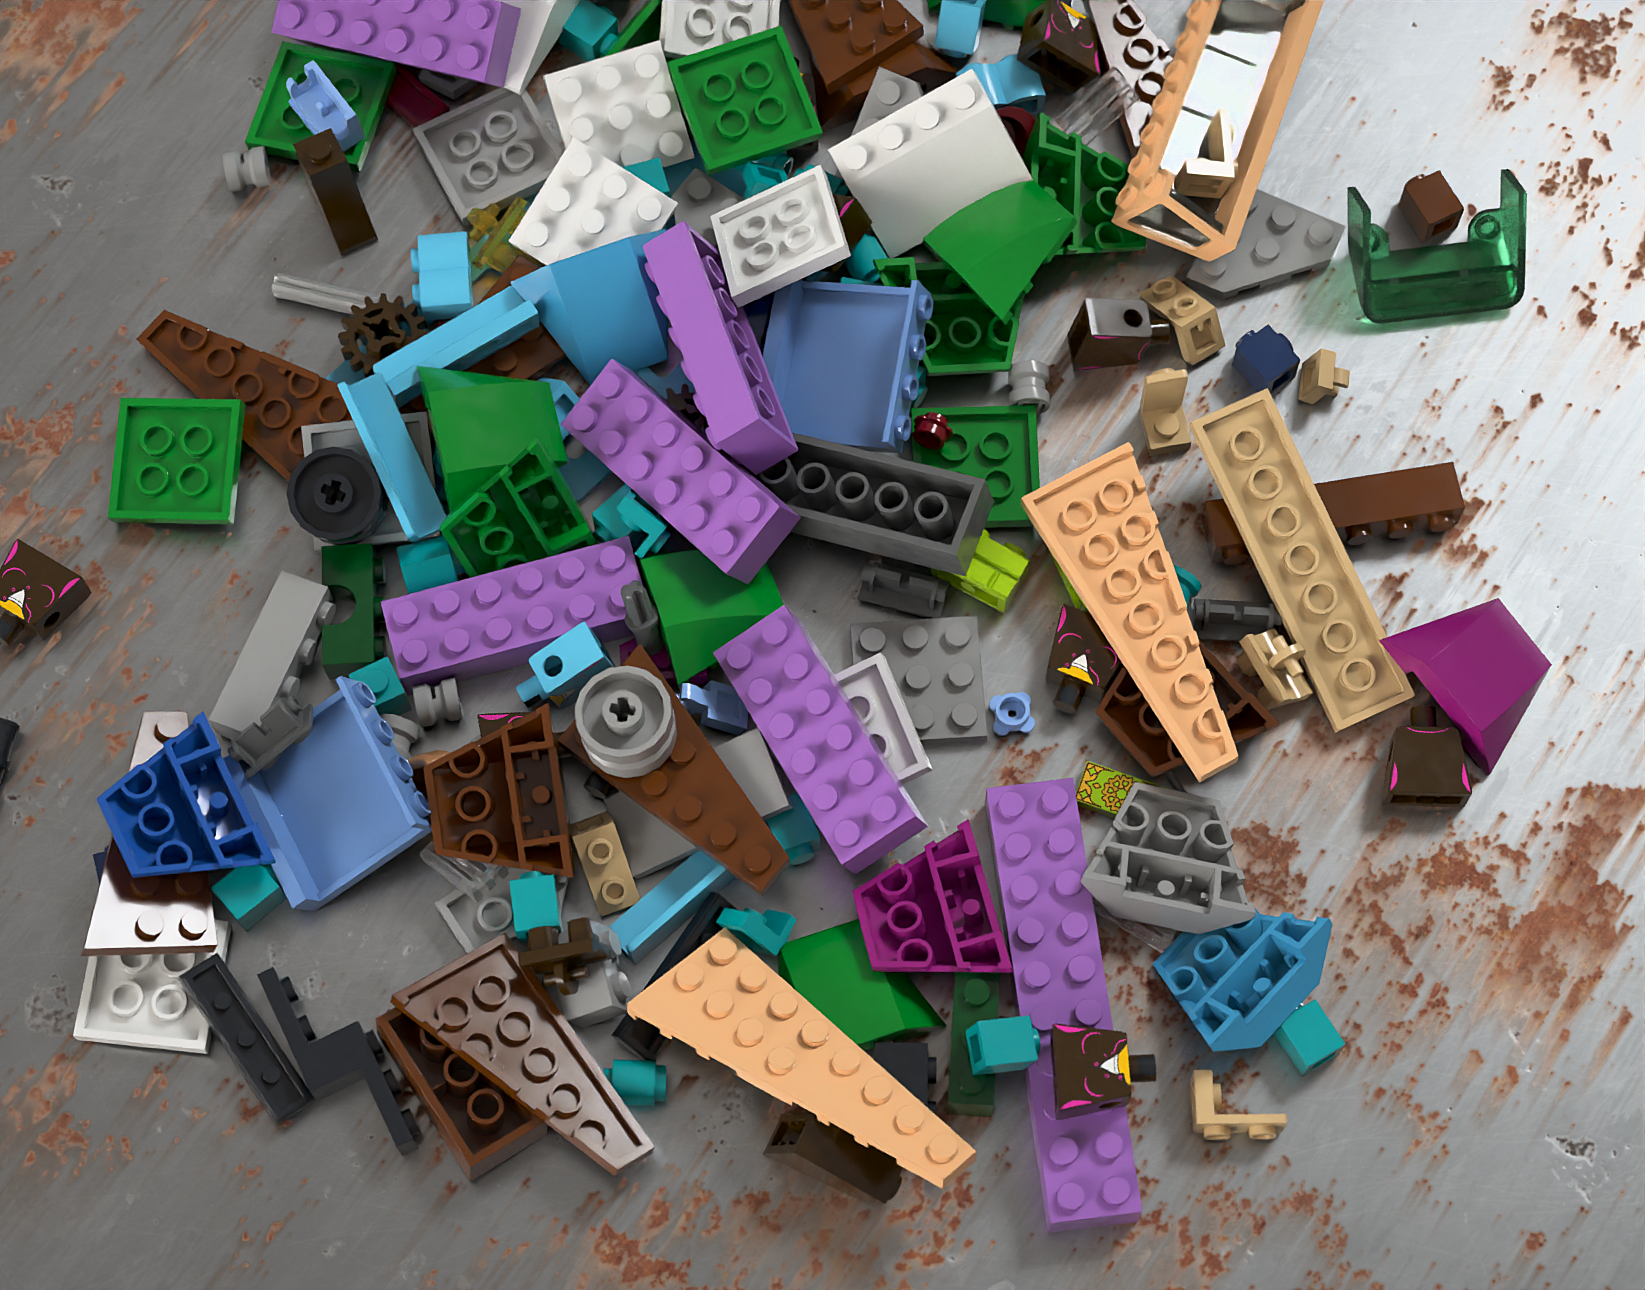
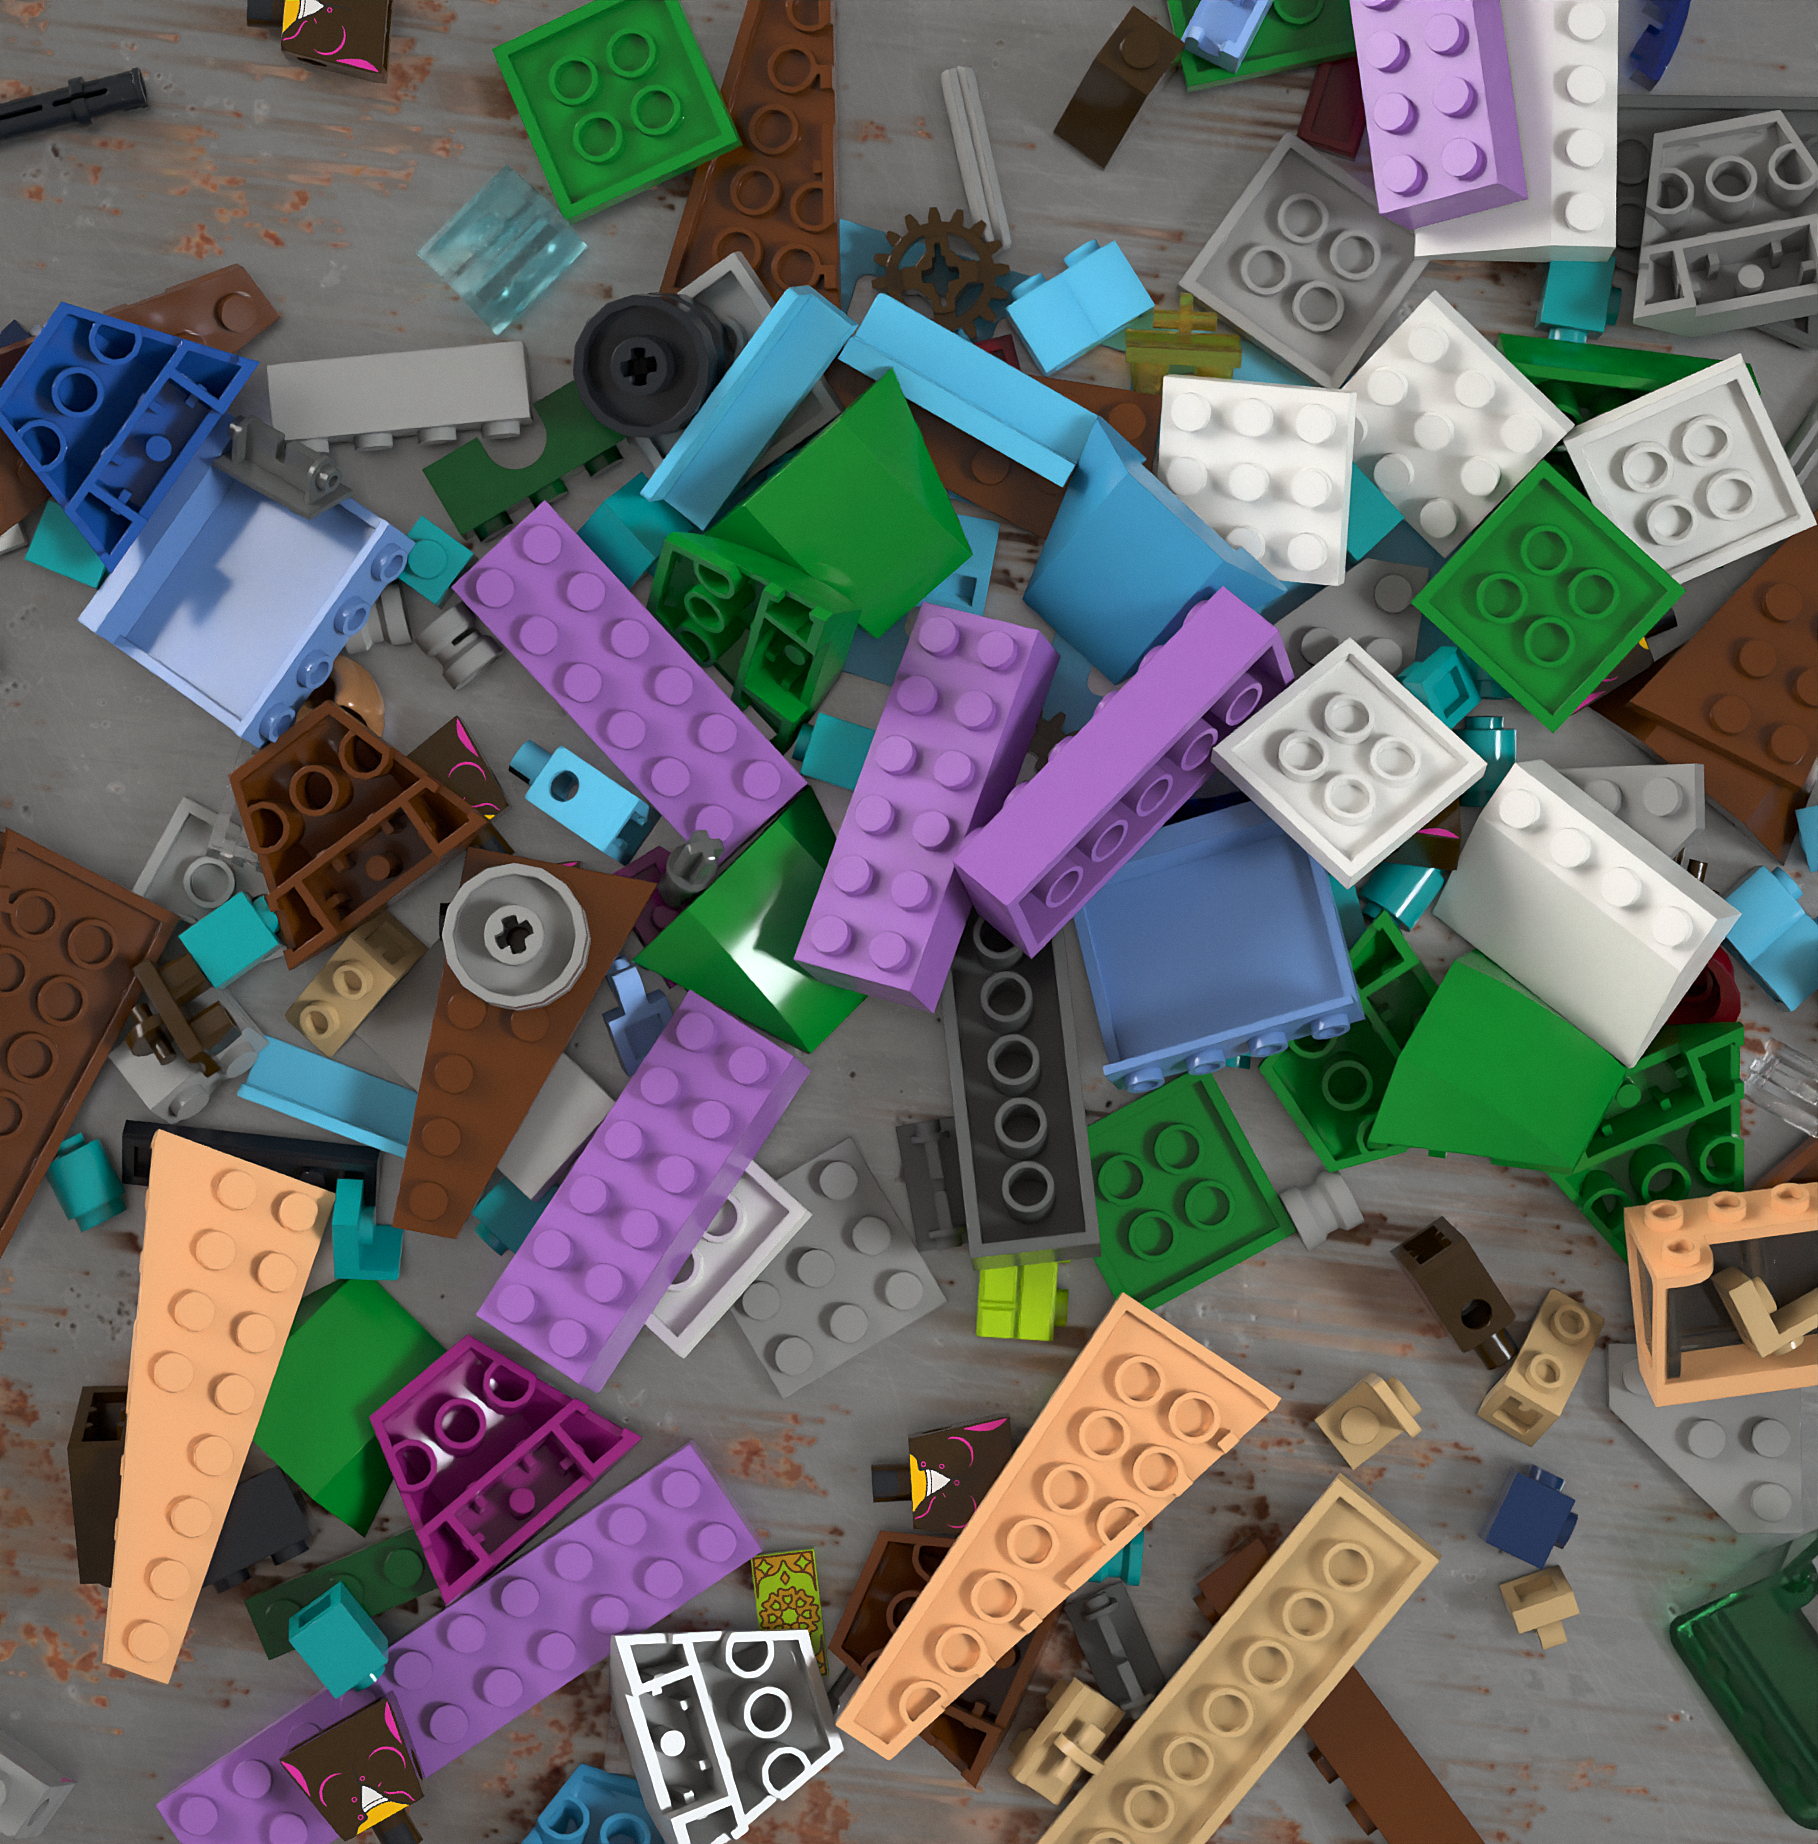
camera: 60 degrees right, 20 degrees up
(223, 563) = (502, 249): none -> clear light blue bracket
(641, 516) = (832, 790): teal bracket -> none
(931, 430) = (1177, 1112): dark red plate -> none
(1016, 702) = (814, 1414): light blue plate -> none

